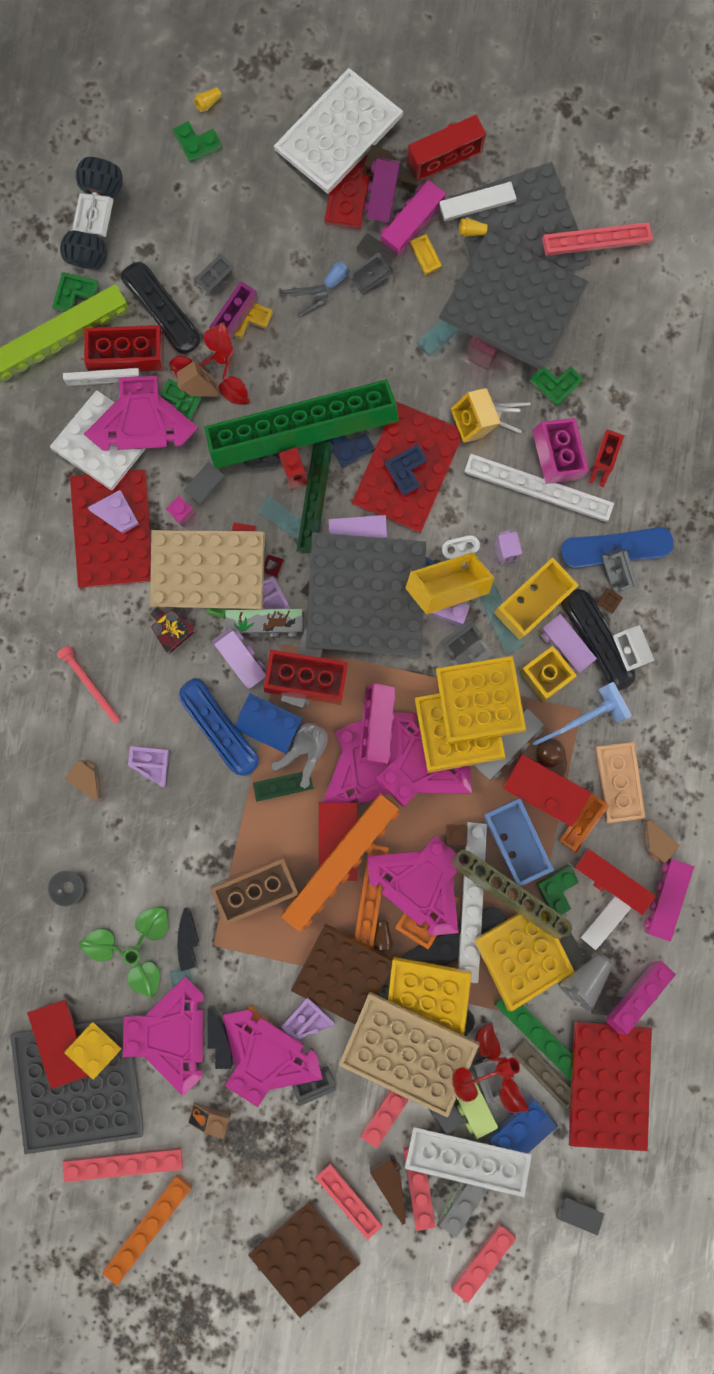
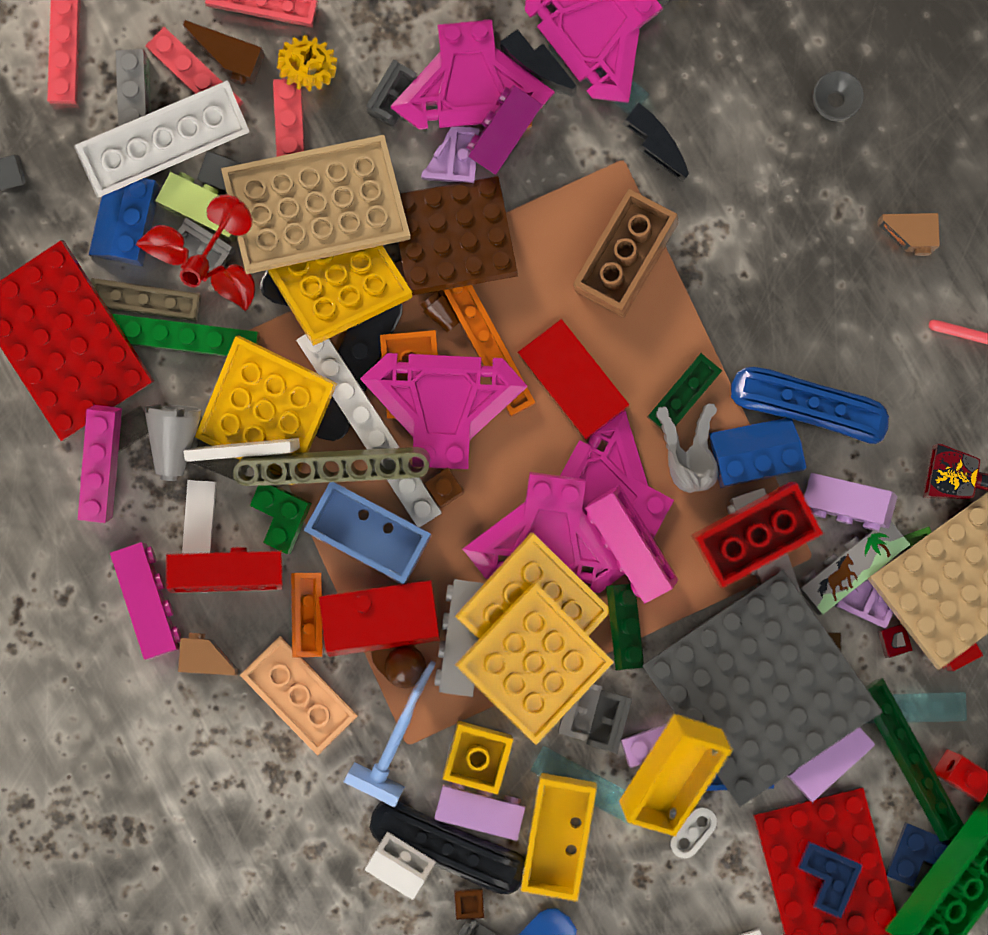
camera: 145 degrees right, 0 degrees up
(145, 977) = (674, 63): bright green plant -> none
(150, 763) = (855, 305): lavender wing -> none
(268, 1015) = (503, 129): none -> magenta brick
(339, 862) = (554, 357): orange brick -> none
(350, 1143) = (306, 63): none -> yellow gear
(414, 683) = (625, 627): none -> dark green plate
(507, 547) = (638, 873): lavender brick -> none
(554, 943) = (242, 449): none -> white tile

